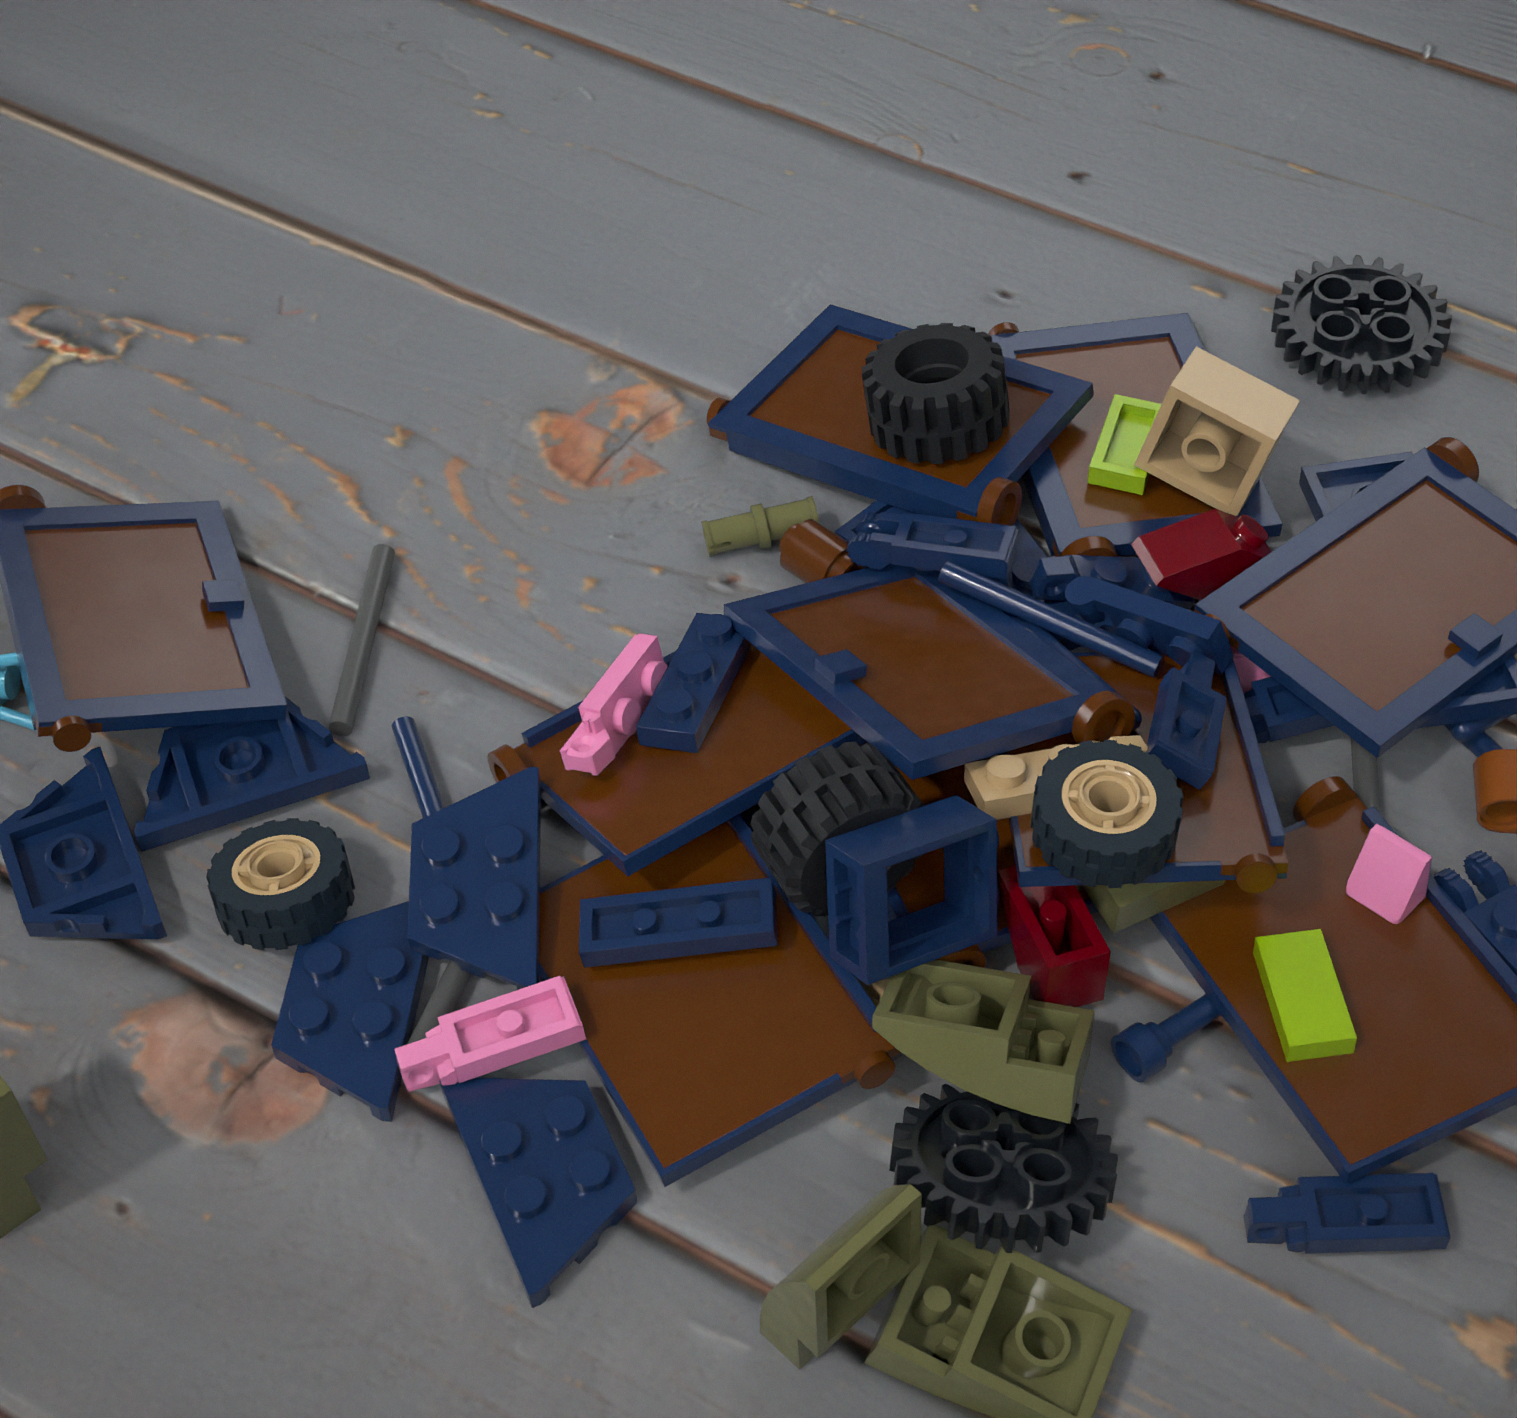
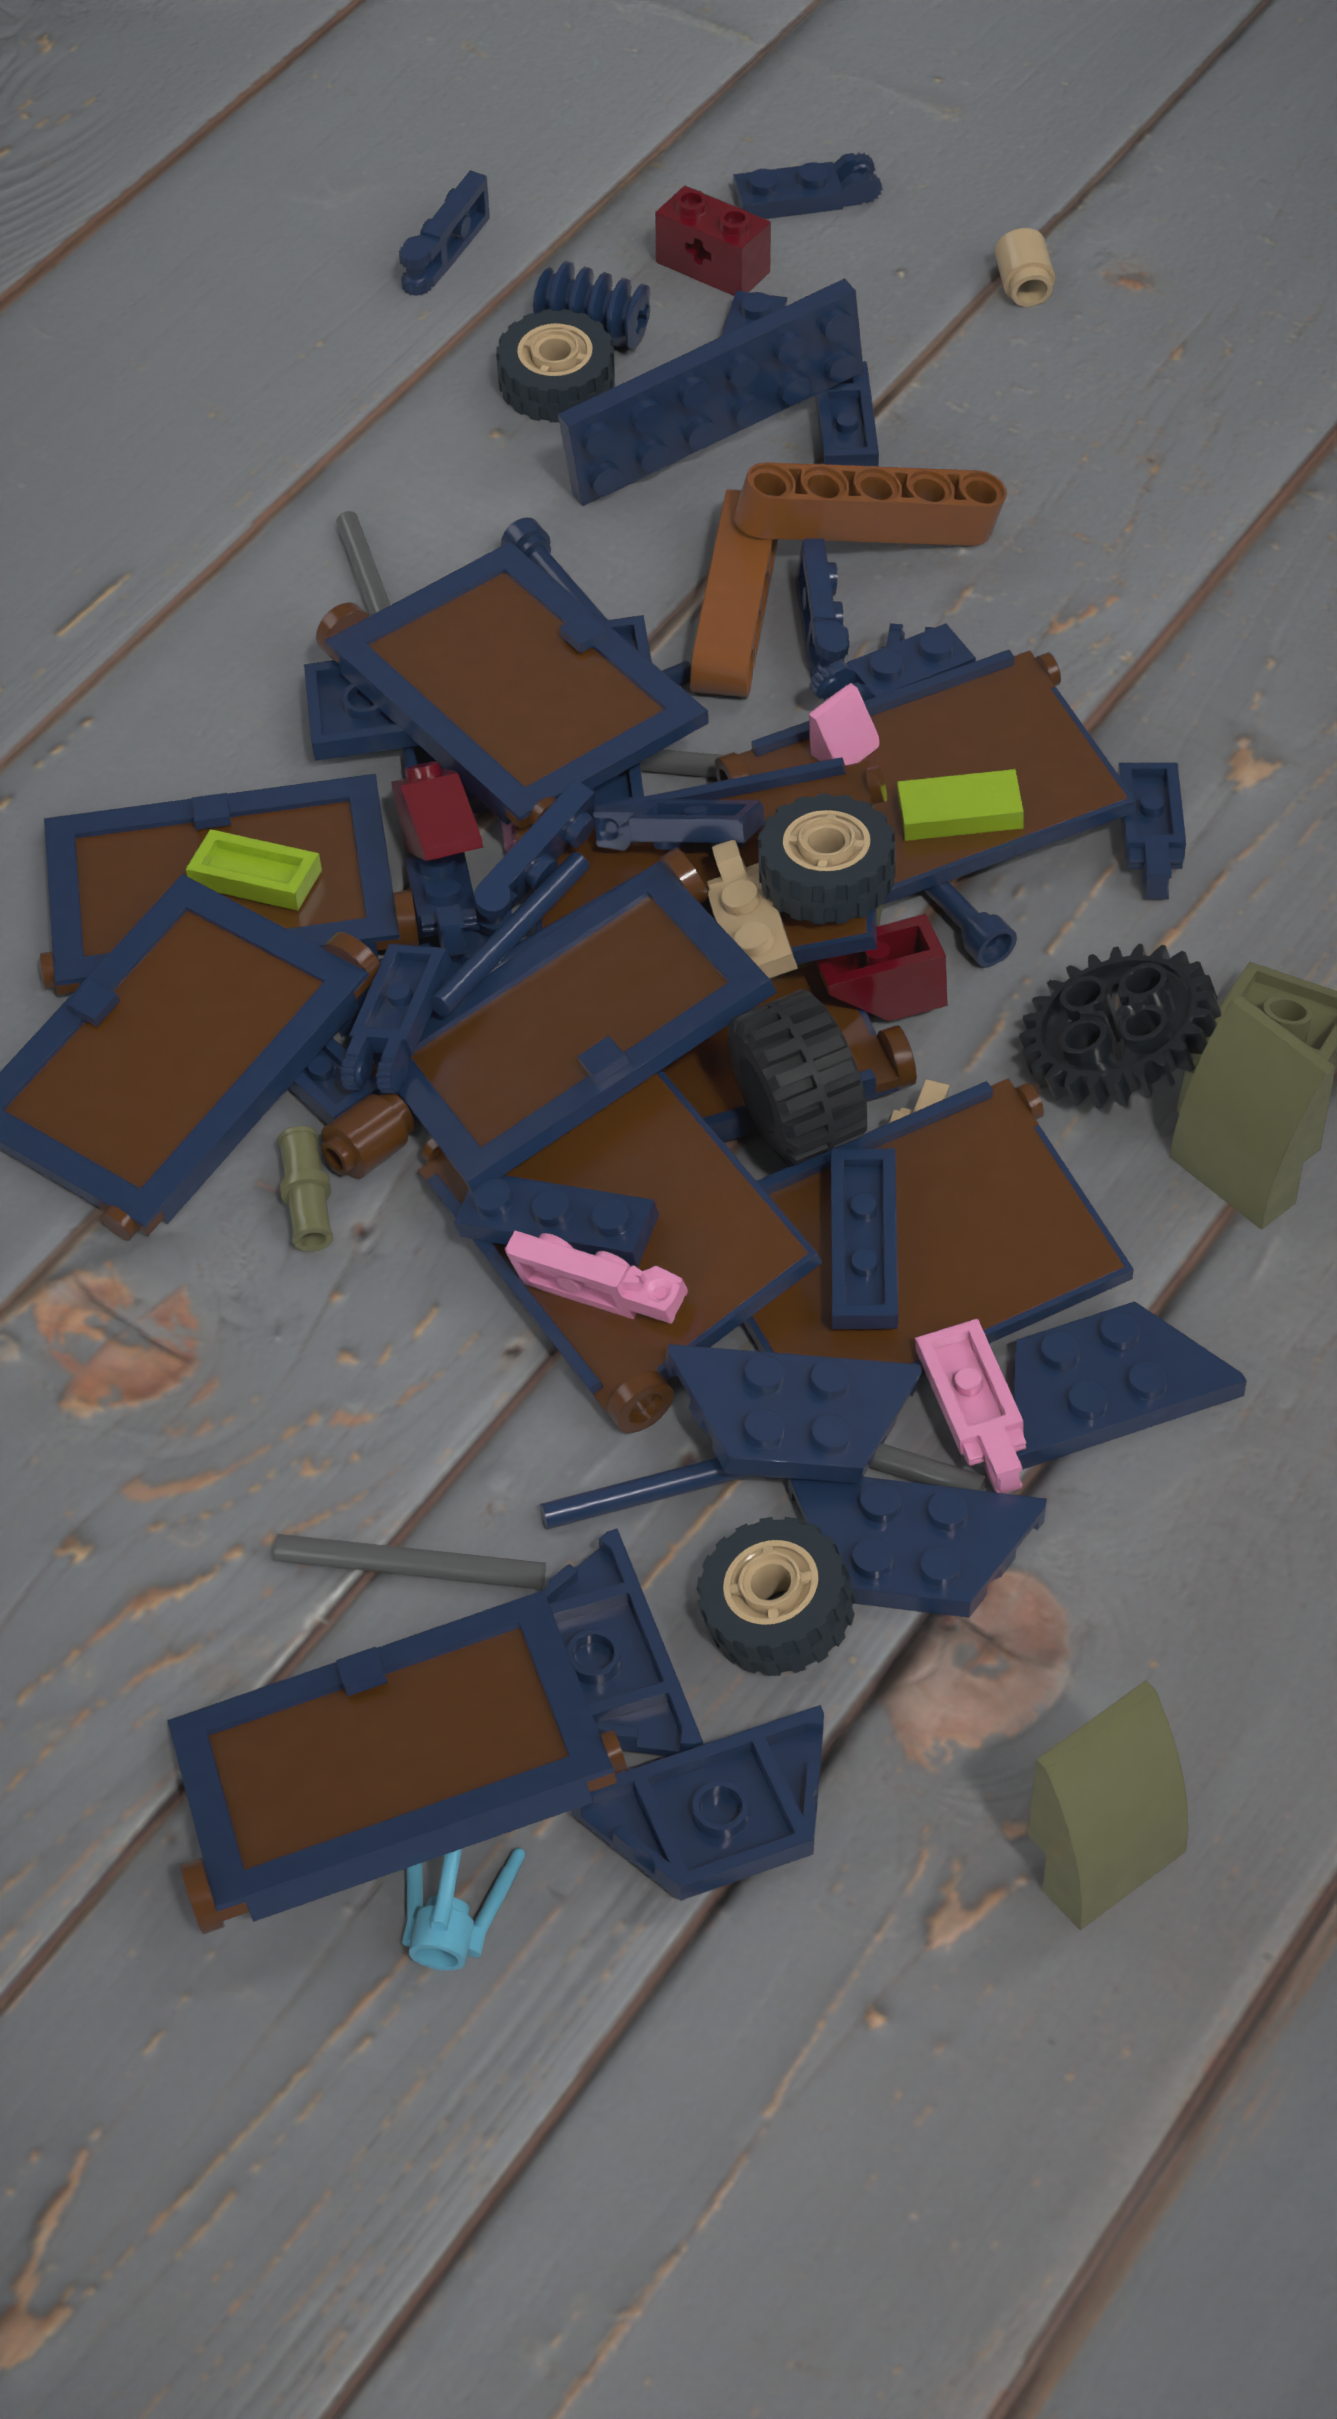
camera: 90 degrees left, 0 degrees up
(858, 897) = (877, 1024): dark blue window -> none
(936, 393) = (187, 946): black tyre -> none
(988, 1035) = (995, 1012): olive slope -> none
(1216, 431) = (302, 769): tan brick -> none
(1361, 324) = (138, 692): black gear -> none

